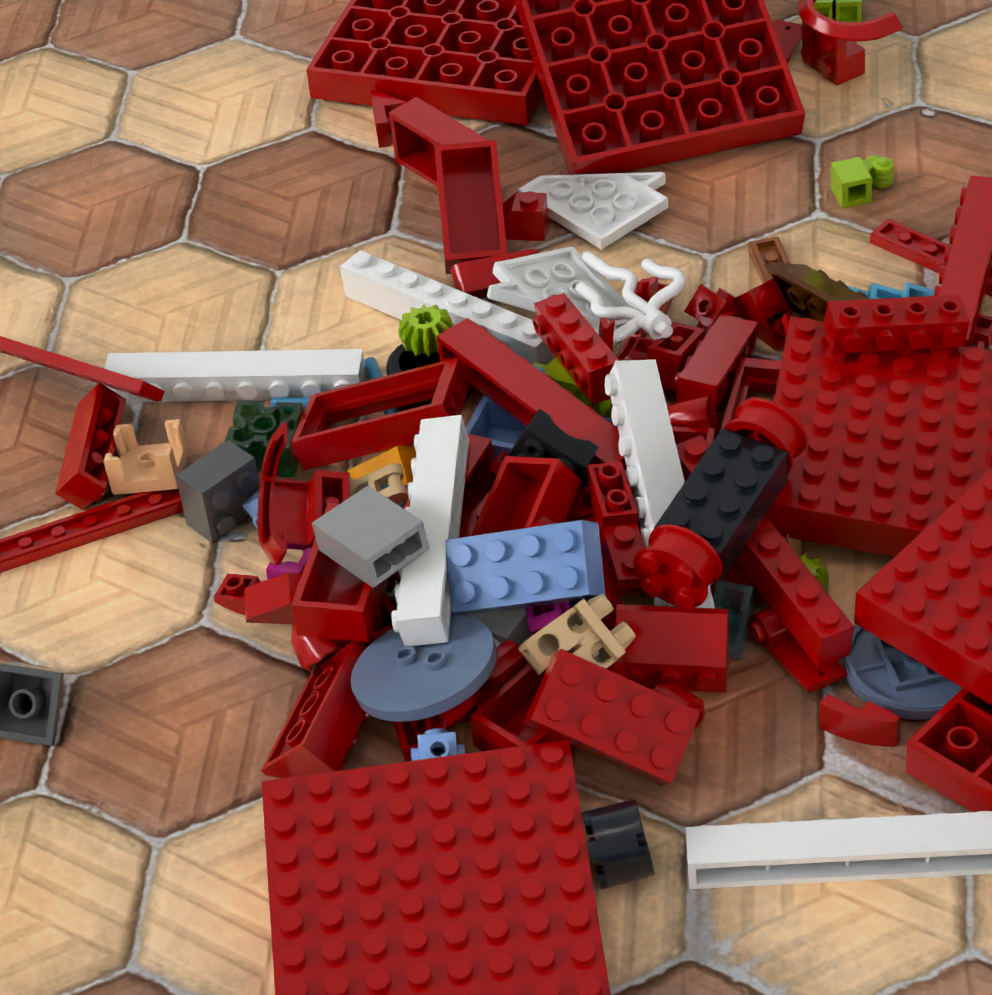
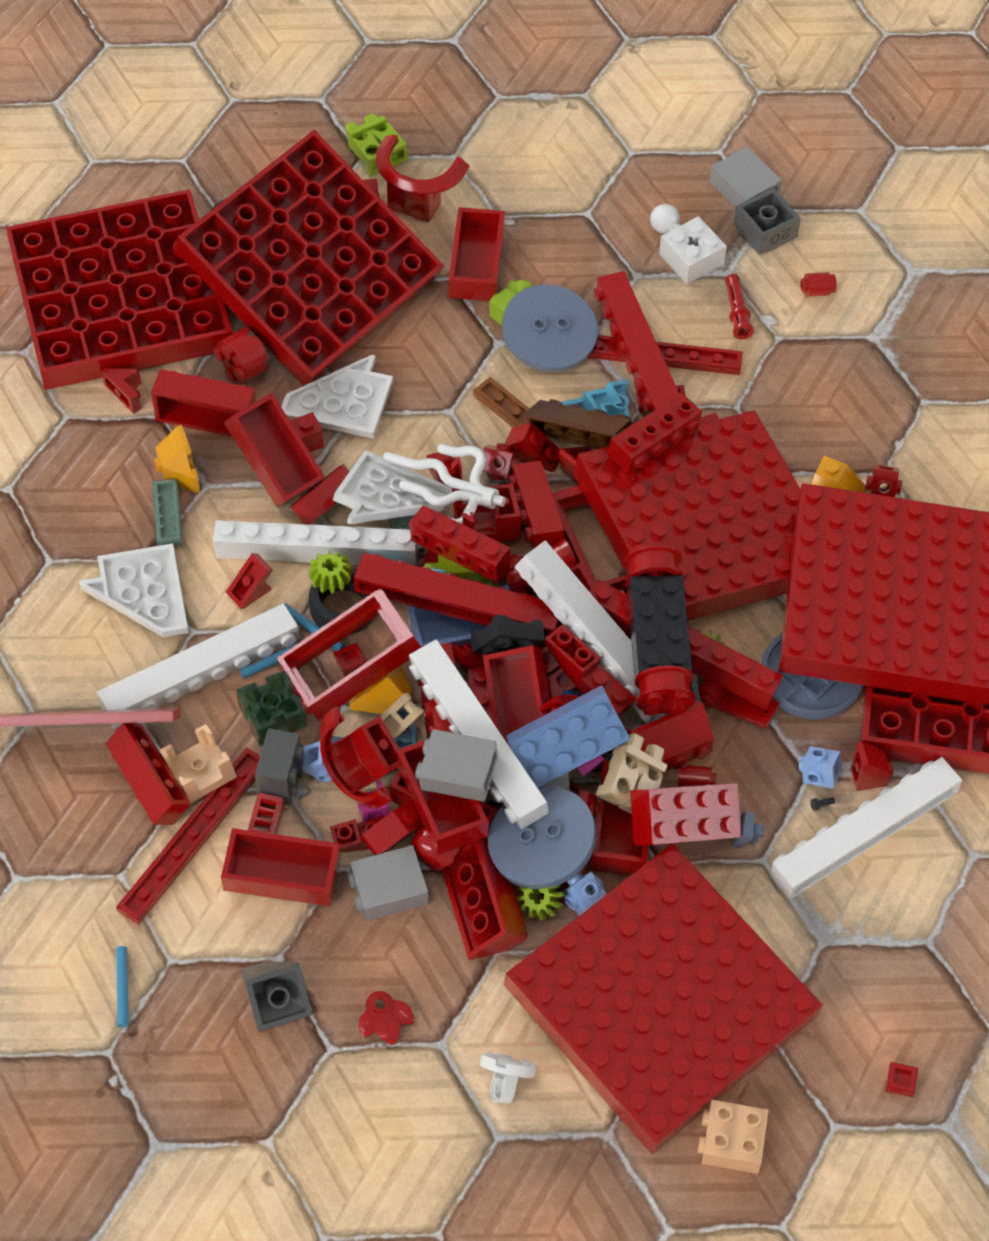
camera: 40 degrees left, 15 degrees up
(117, 785) = (384, 1021): none -> red plate
(139, 585) = (281, 867): none -> red piece
(188, 537) = (267, 806): none -> red slope
(190, 889) = (505, 1074): none -> white tile
(238, 654) = (388, 883): none -> light grey brick
(246, 290) = (142, 587): none -> white wing
(328, 237) = (167, 512): none -> sand green plate
(353, 323) = (250, 581): none -> red slope
(377, 192) = (176, 461): none -> light orange slope
(385, 741) = (543, 906): none -> lime gear
(521, 124) = (241, 356): none -> red brick
(618, 844) = (744, 892): black brick -> none
(691, 785) = (749, 830): none -> sand blue tile
(807, 800) = (816, 804): none -> black piece
(838, 757) = (821, 767): none -> light blue brick
(855, 117) = (476, 254): none -> red piece
(868, 725) = (822, 733): red slope -> none
(879, 209) = (549, 328): none -> sand blue plate
(901, 781) = (870, 767): none -> red slope

